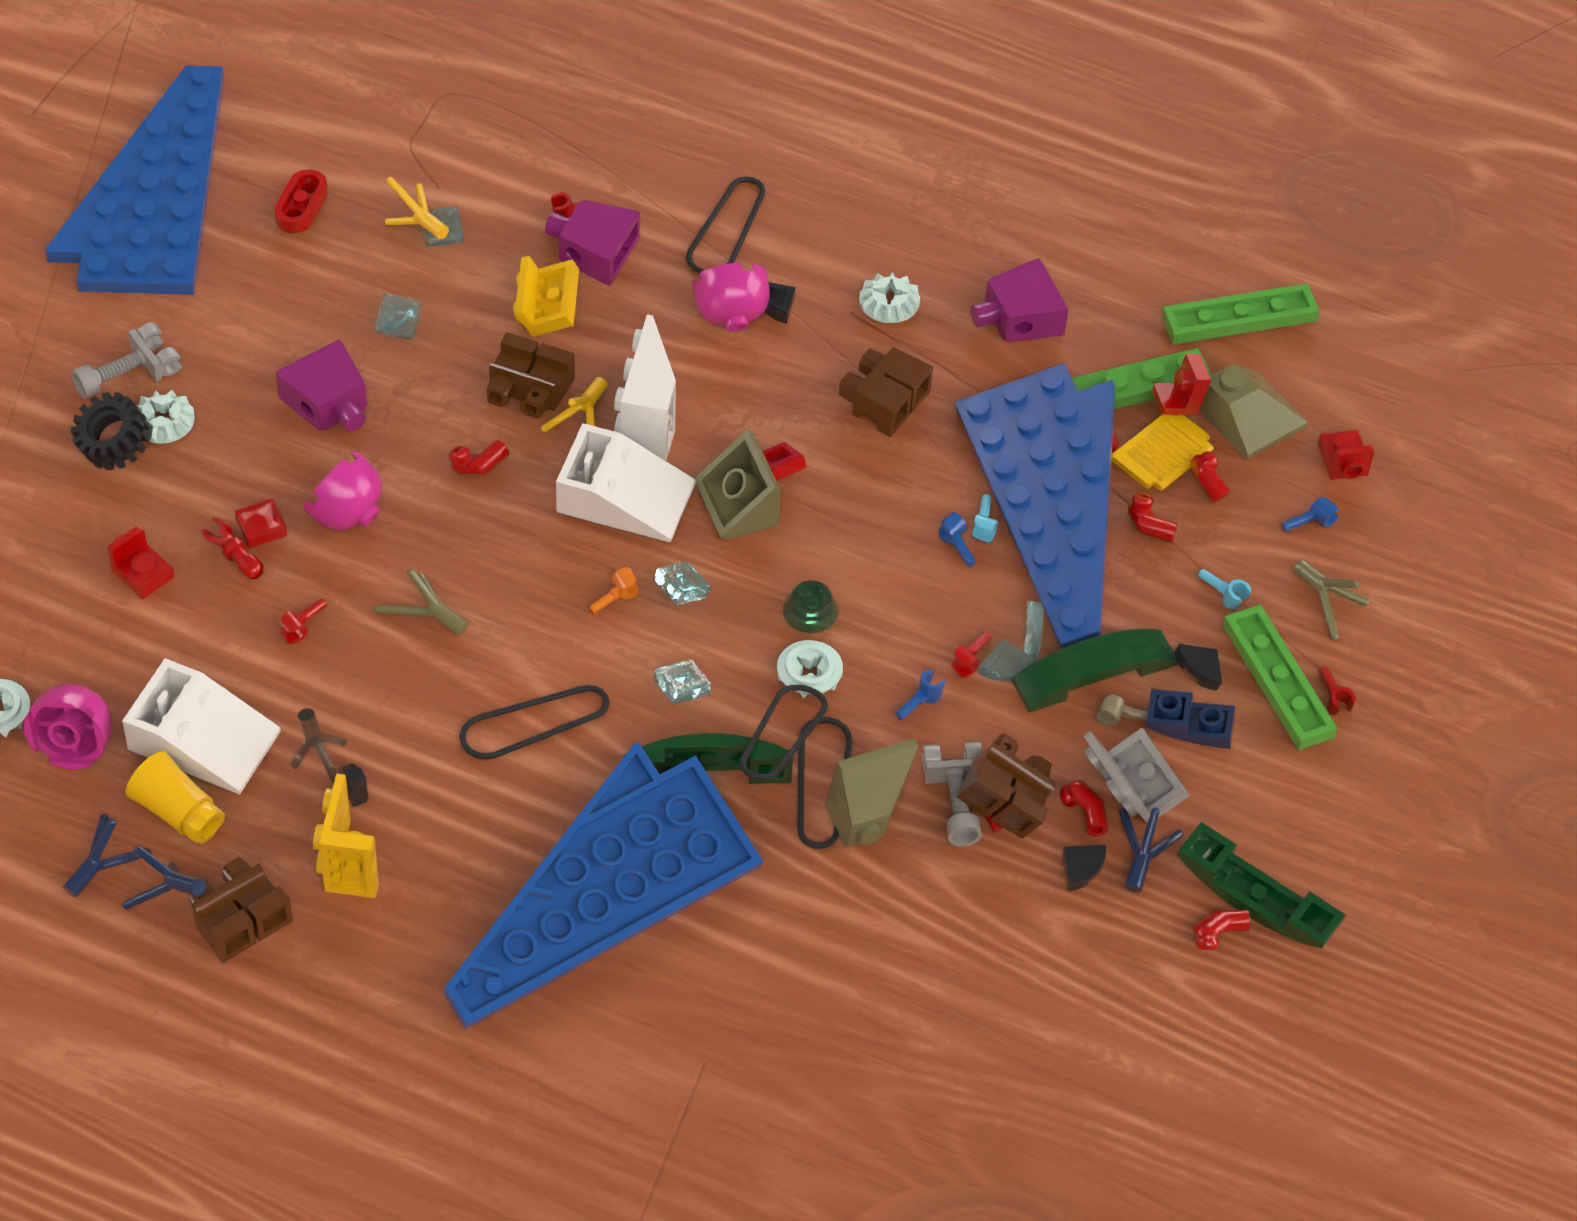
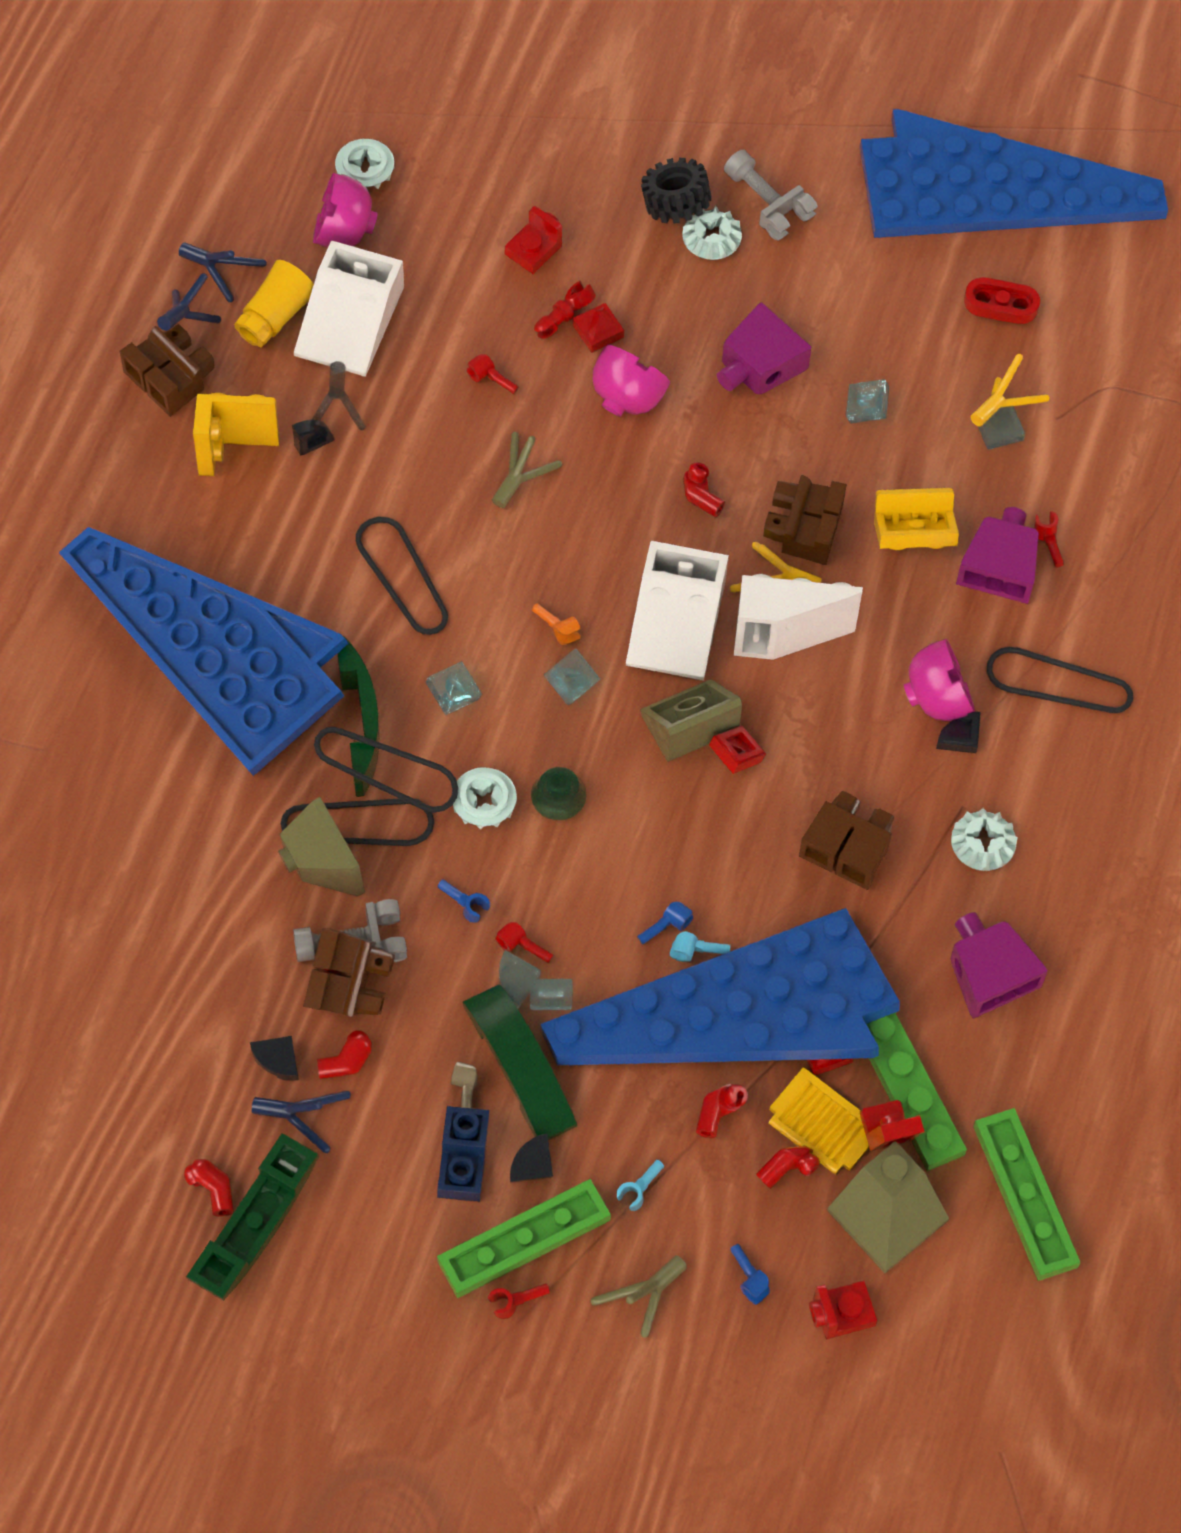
camera: 85 degrees right, 10 degrees up
(1137, 774) = (371, 1086): light grey bracket -> none

